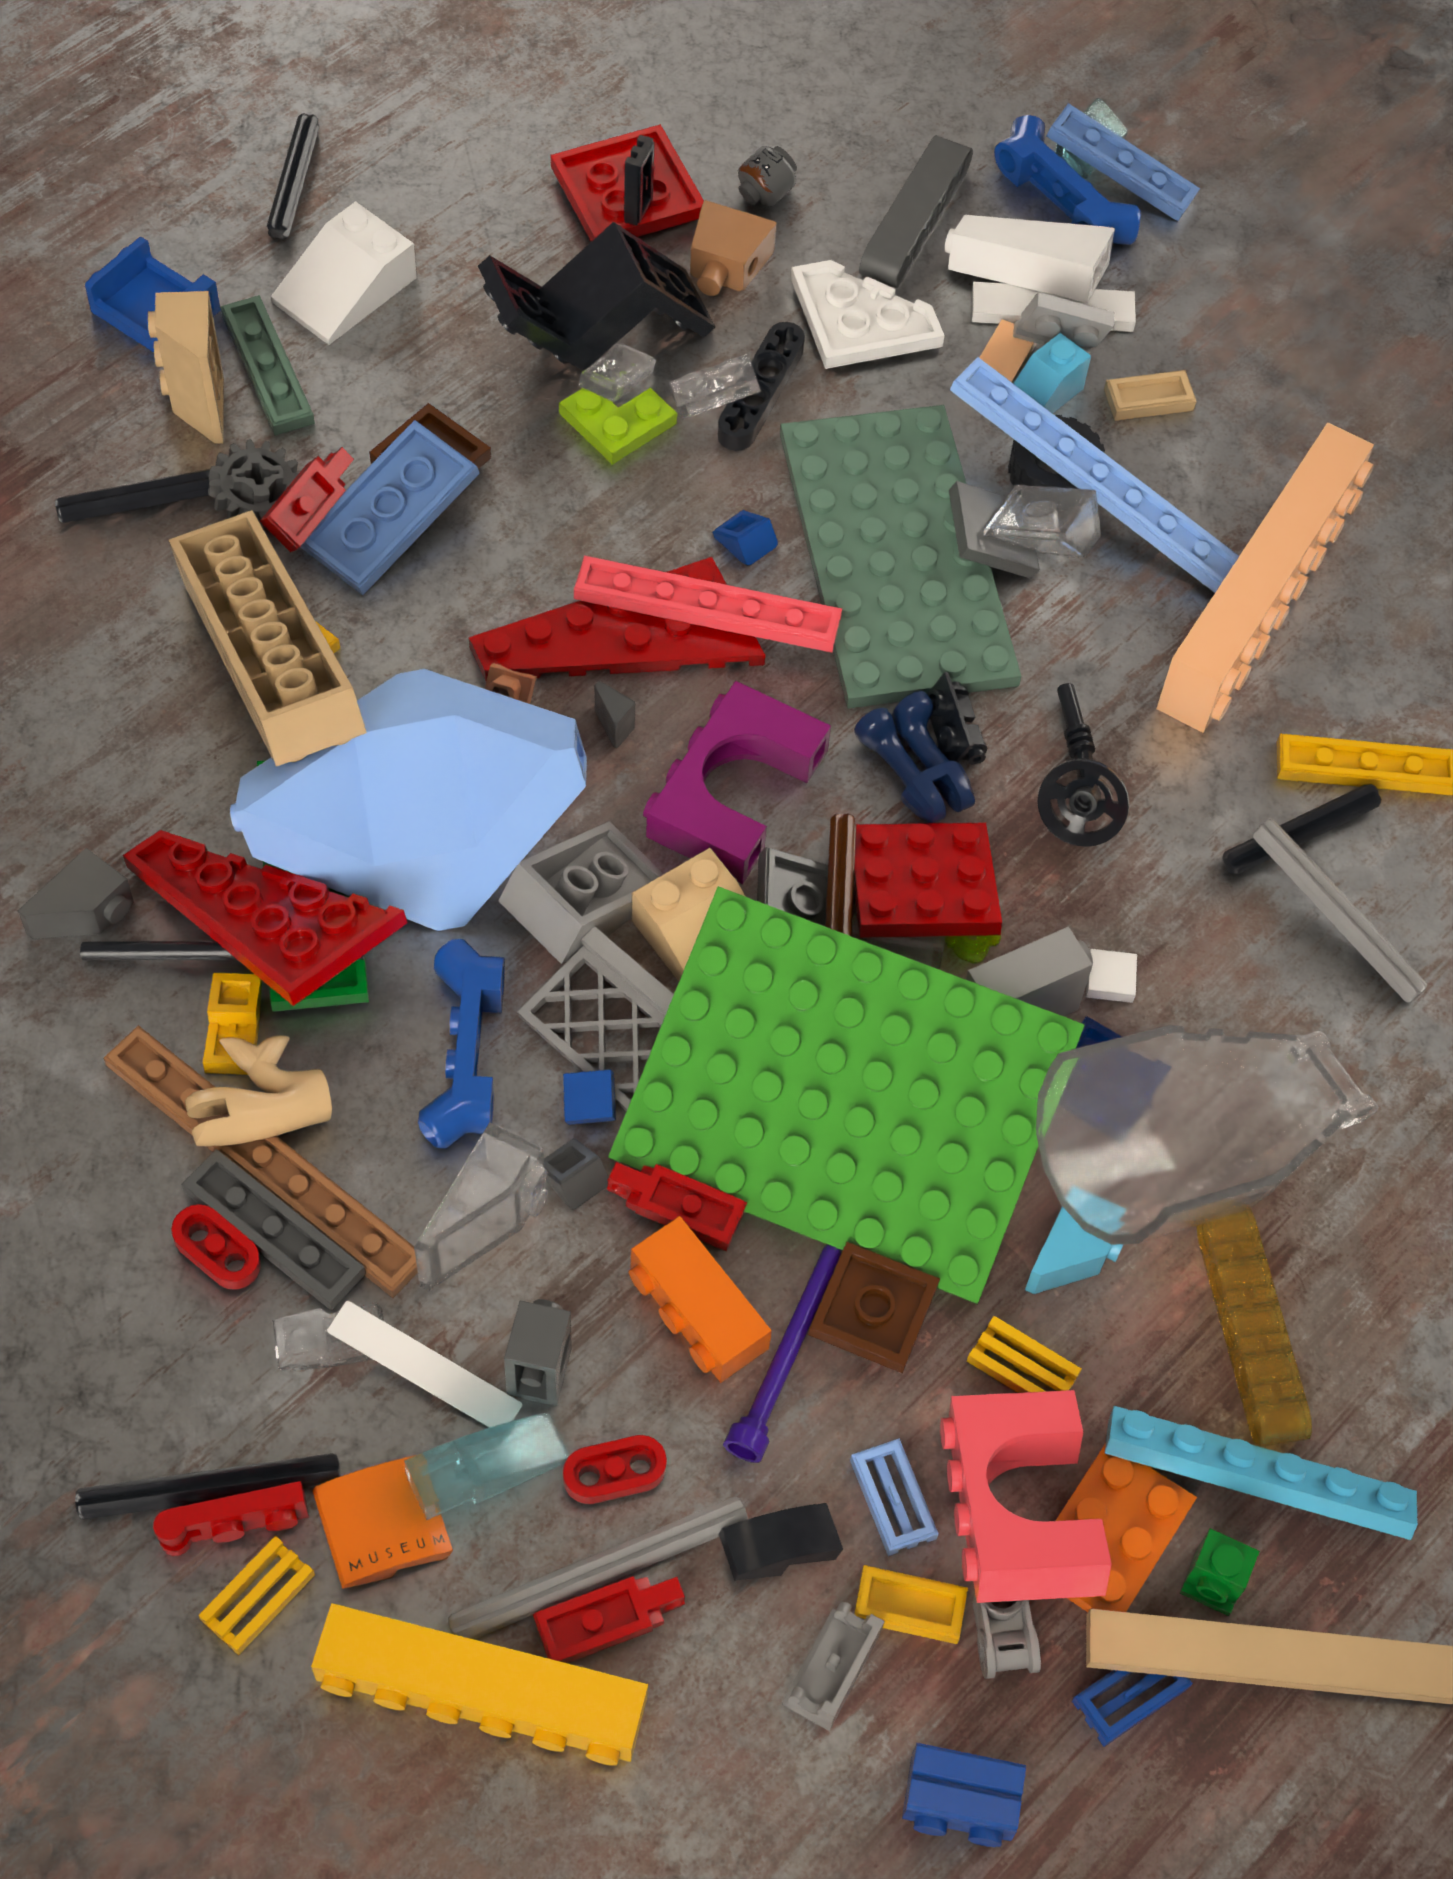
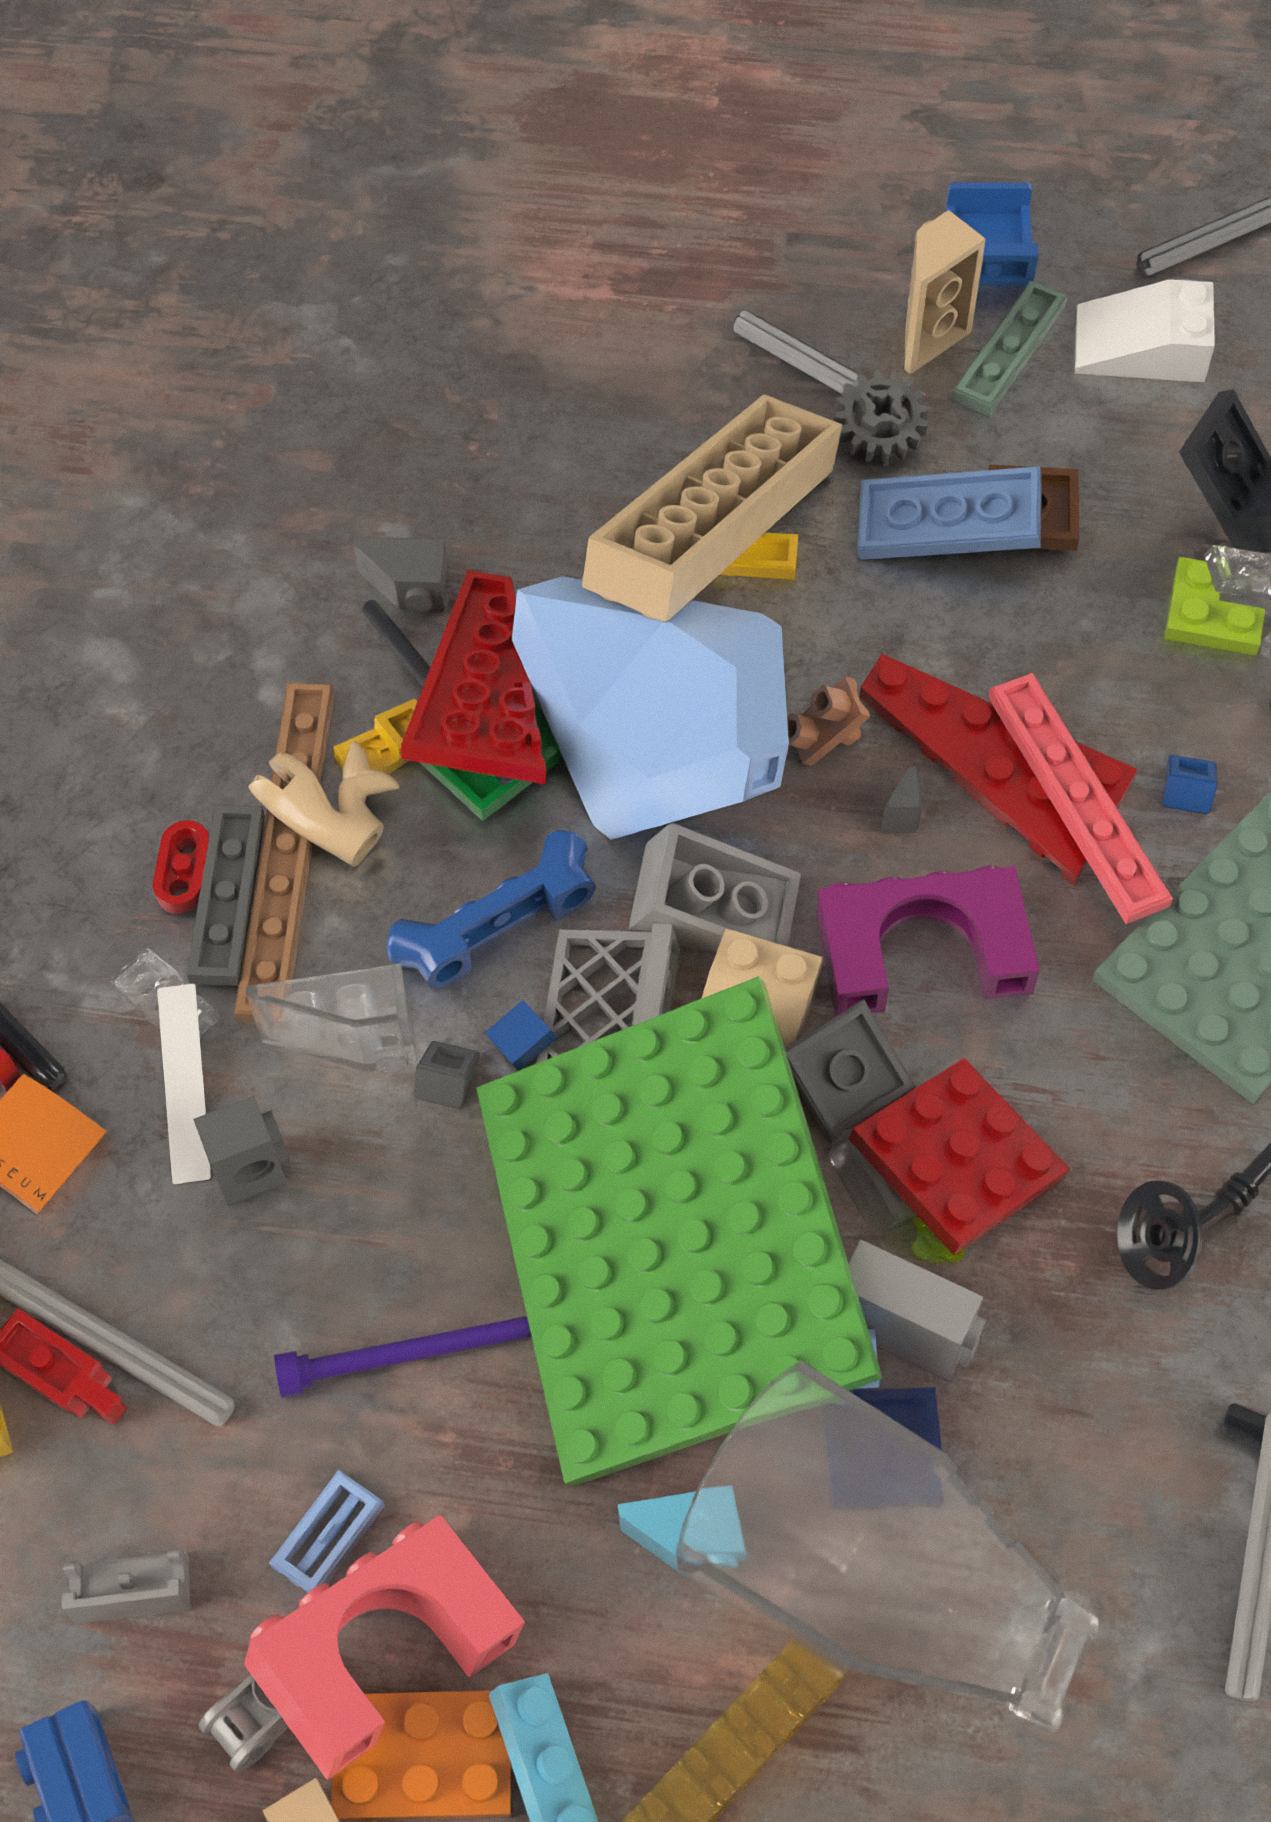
camera: 60 degrees right, 0 degrees up
(307, 499) = (896, 454): hinge -> none
(484, 1463) = (126, 1182): clear light blue slope -> none
(612, 1465) = (195, 1286): red plate -> none
(665, 1195) = (475, 1173): red hinge -> none
(698, 1300) = (391, 1246): orange brick -> none
(780, 1539) = (213, 1462): black slope -> none
(841, 873) = (884, 1088): reddish brown axle -> none
(874, 1307) = (494, 1396): reddish brown plate -> none
(910, 719) = (1079, 1017): dark blue piece -> none
(912, 1604) = (228, 1609): yellow tile -> none
(948, 720) = (1139, 1084): black hinge -> none
(1027, 1346) = (534, 1518): yellow tile -> none
(1112, 976) = (1007, 1386): white tile -> none

